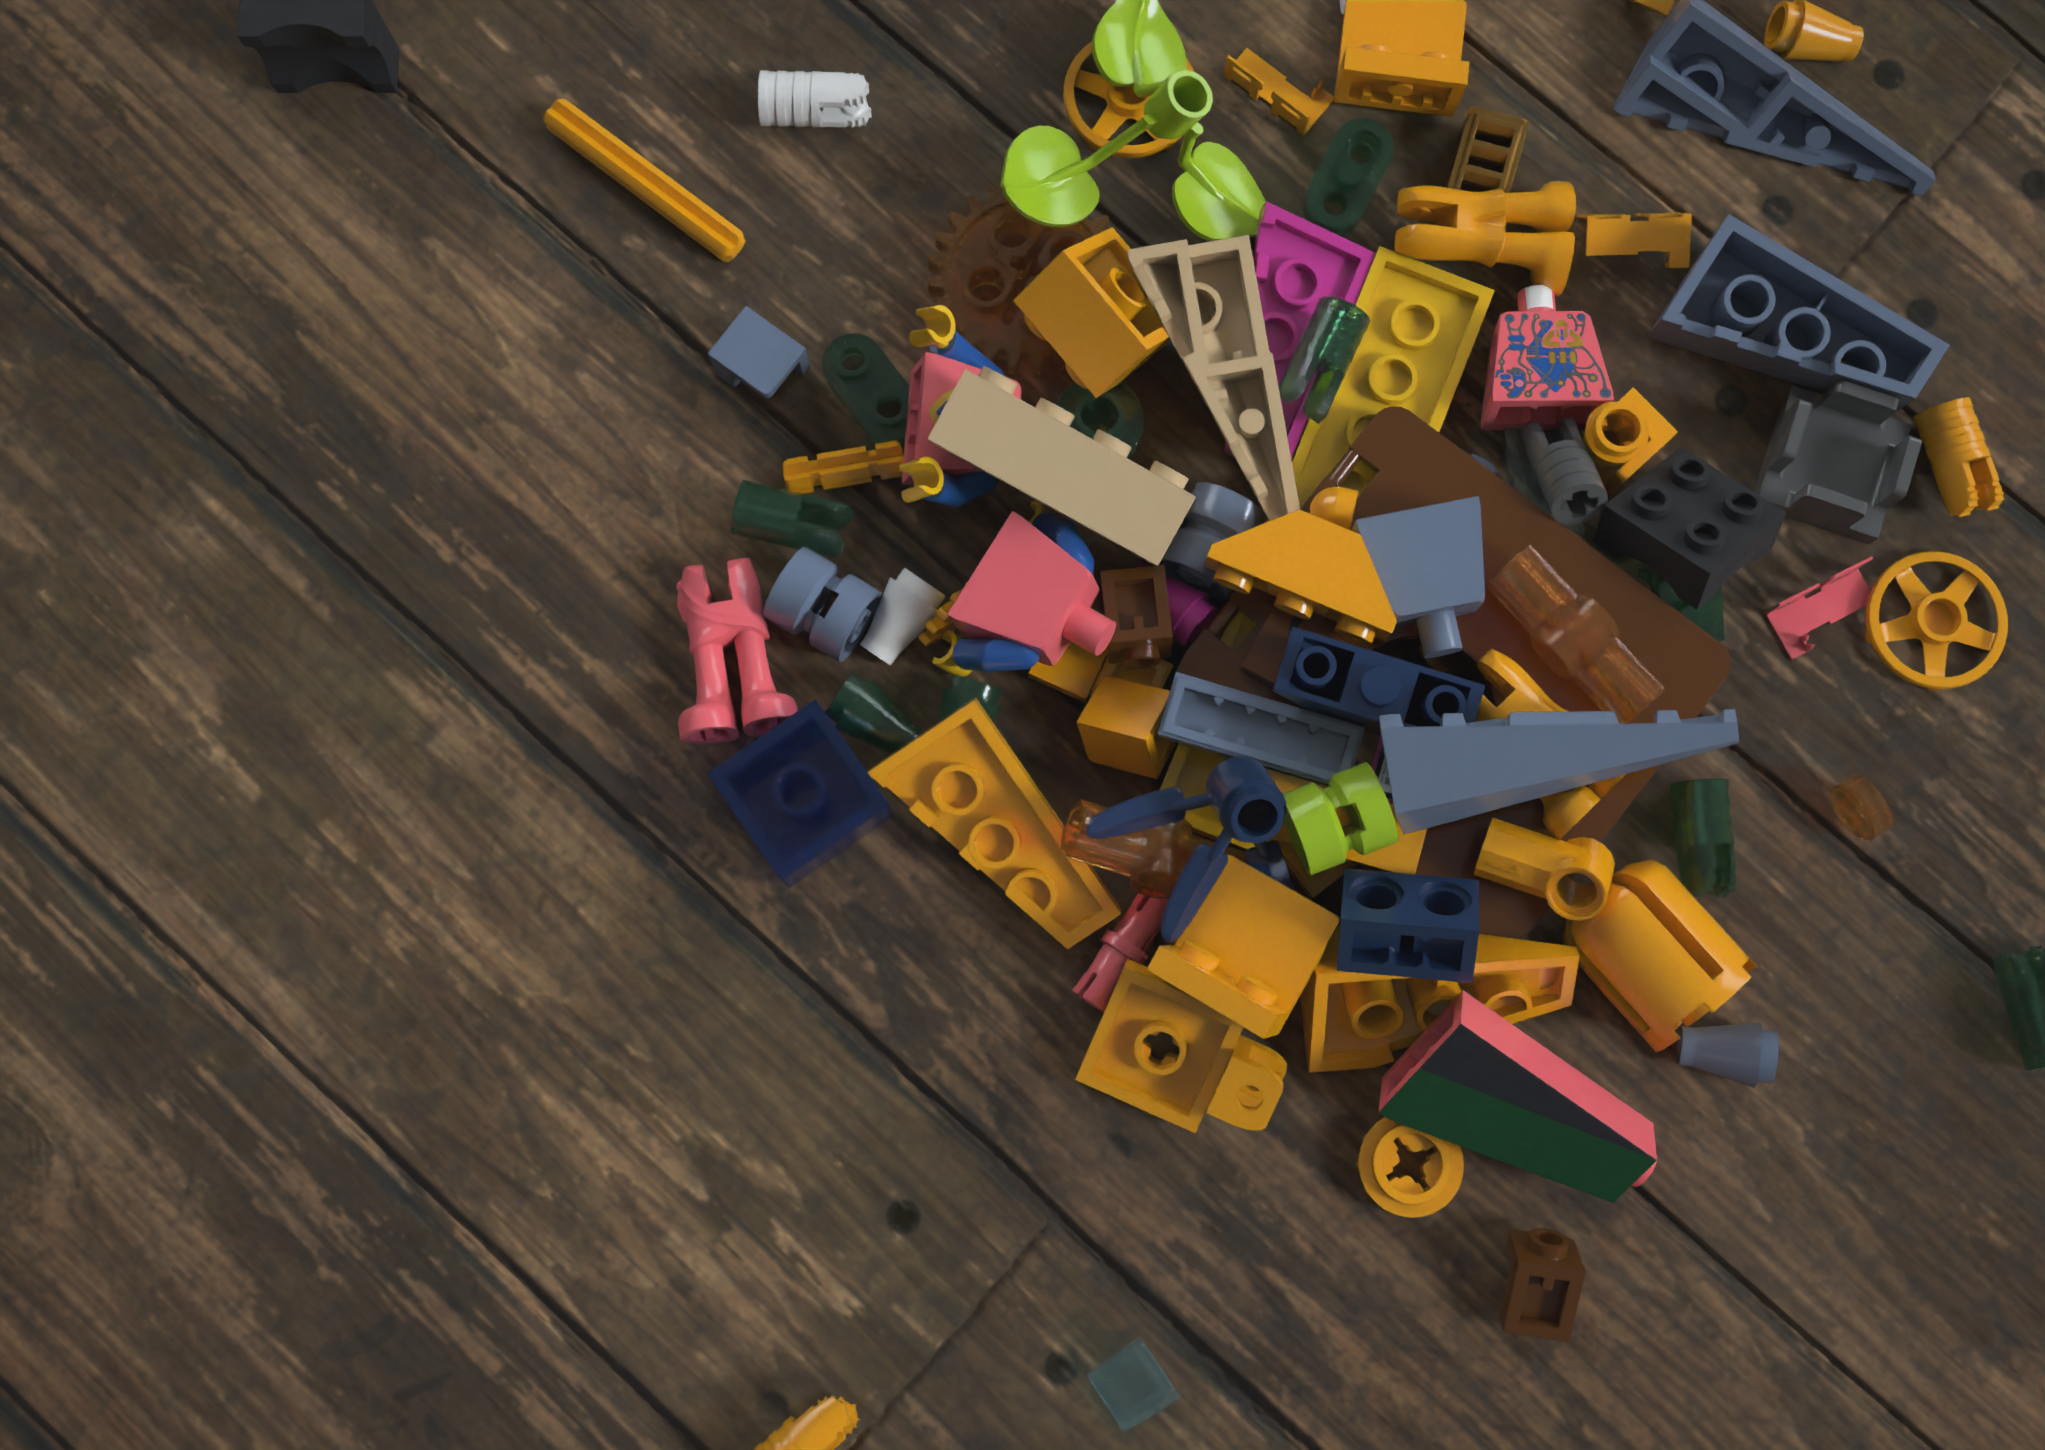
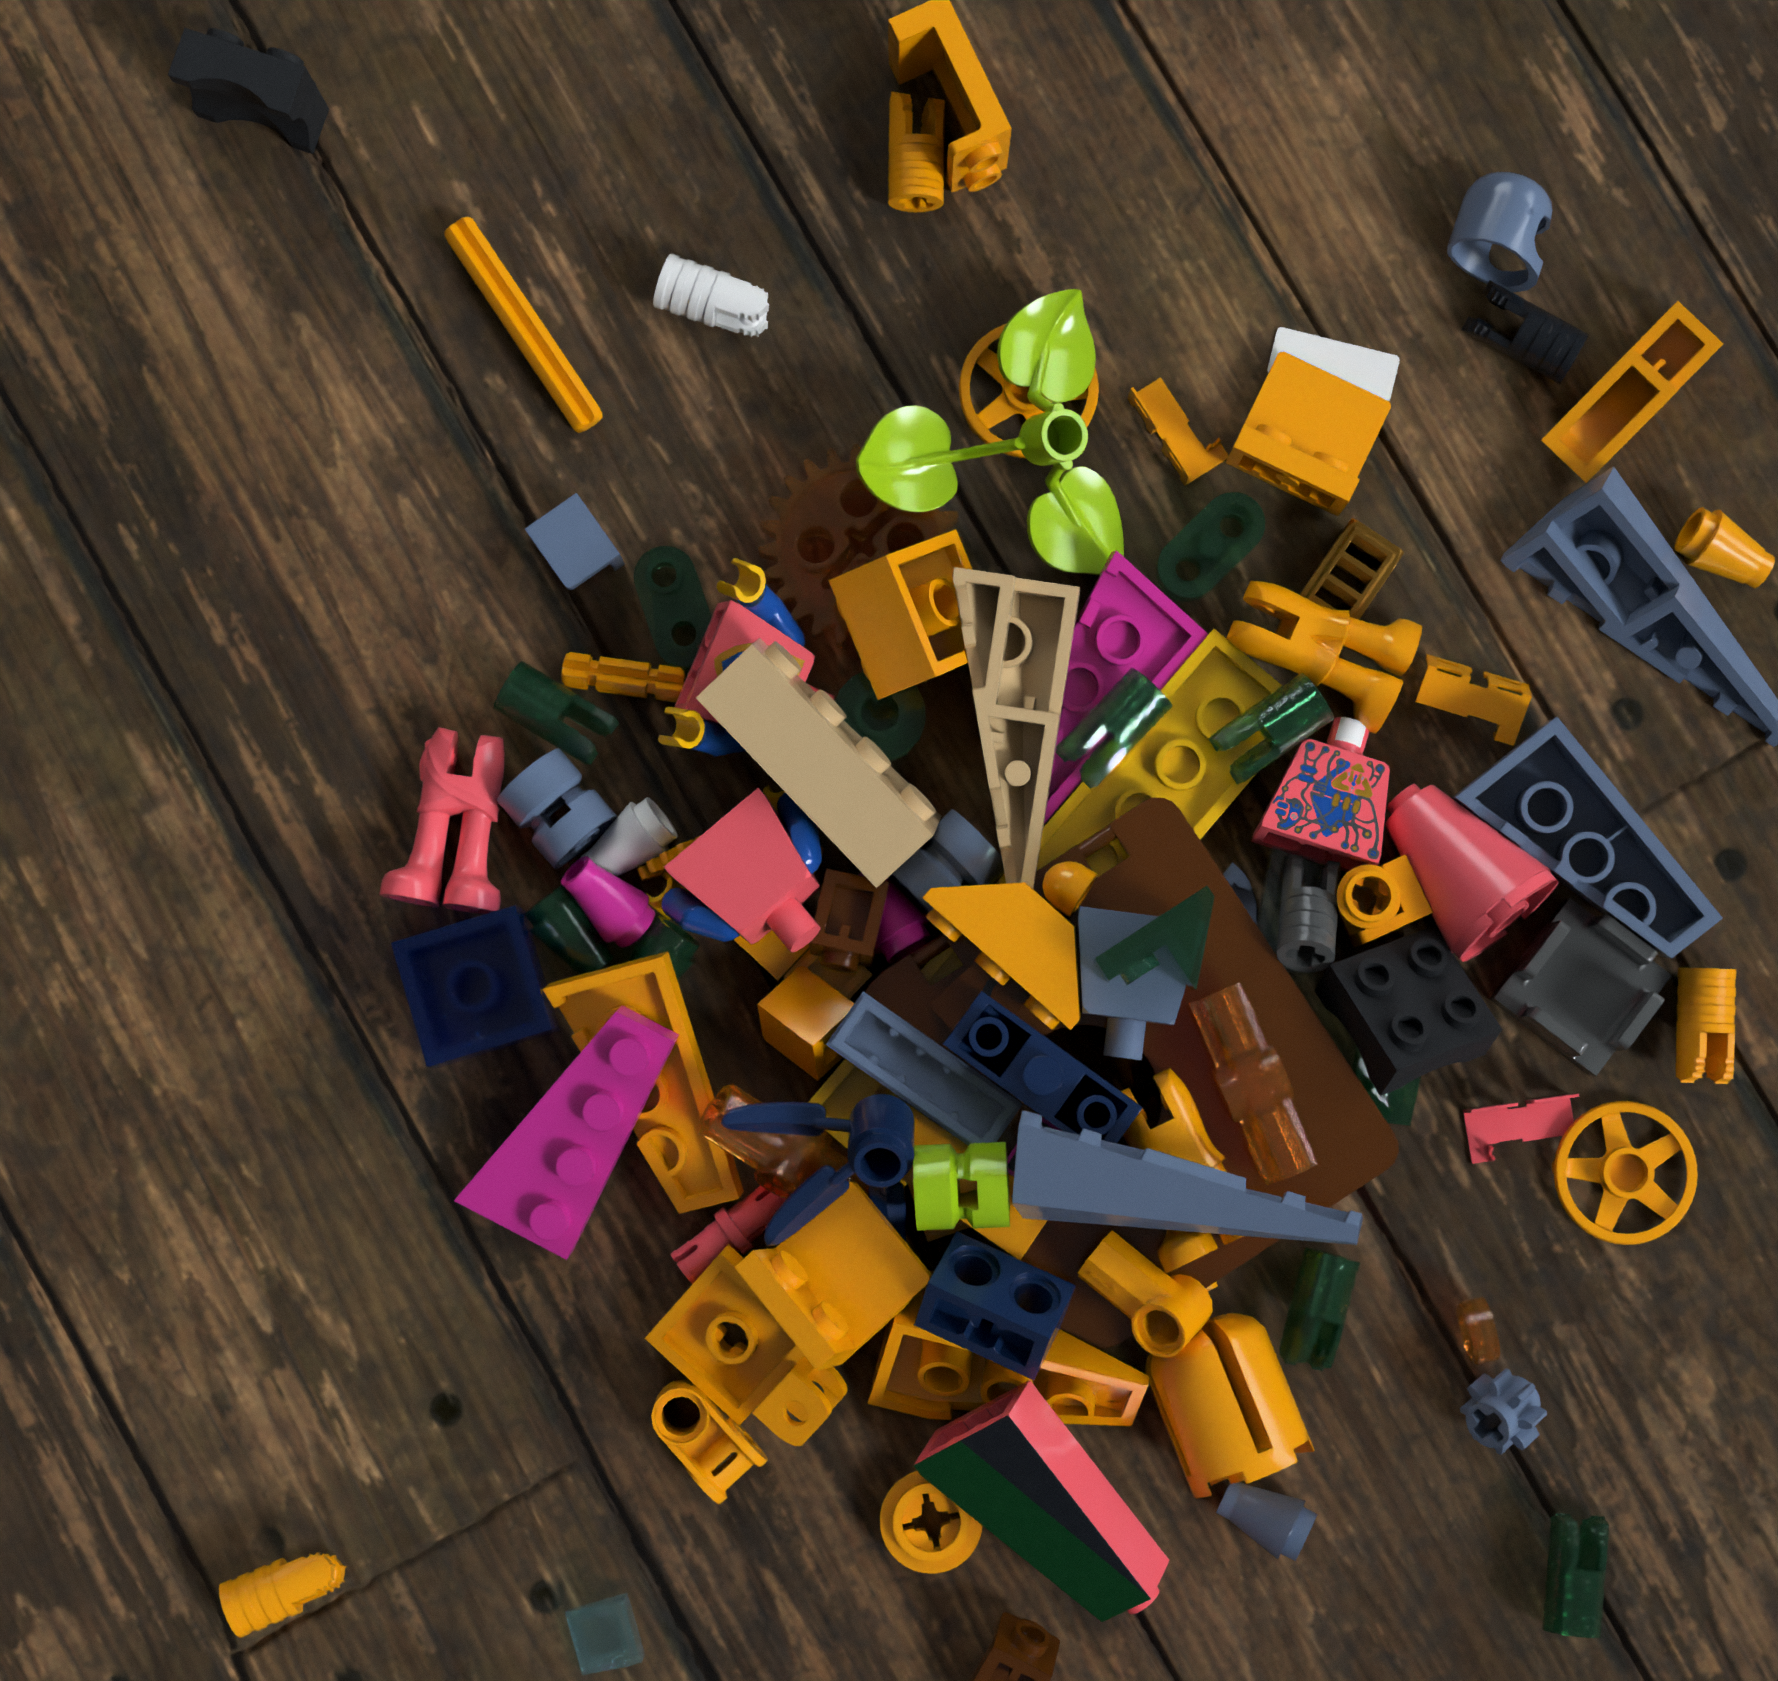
camera: 20 degrees right, 5 degrees up
(903, 675) = (611, 904): none -> dark pink cone
(939, 919) = (567, 1146): none -> dark pink wing
(1170, 1158) = (707, 1441): none -> light orange piece
(1465, 511) = (1179, 931): none -> clear green slope
(1472, 306) = (1281, 718): none -> clear green hinge
(1695, 383) = (1466, 869): none -> coral cone
(1908, 890) = (1503, 1411): none -> sand blue gear

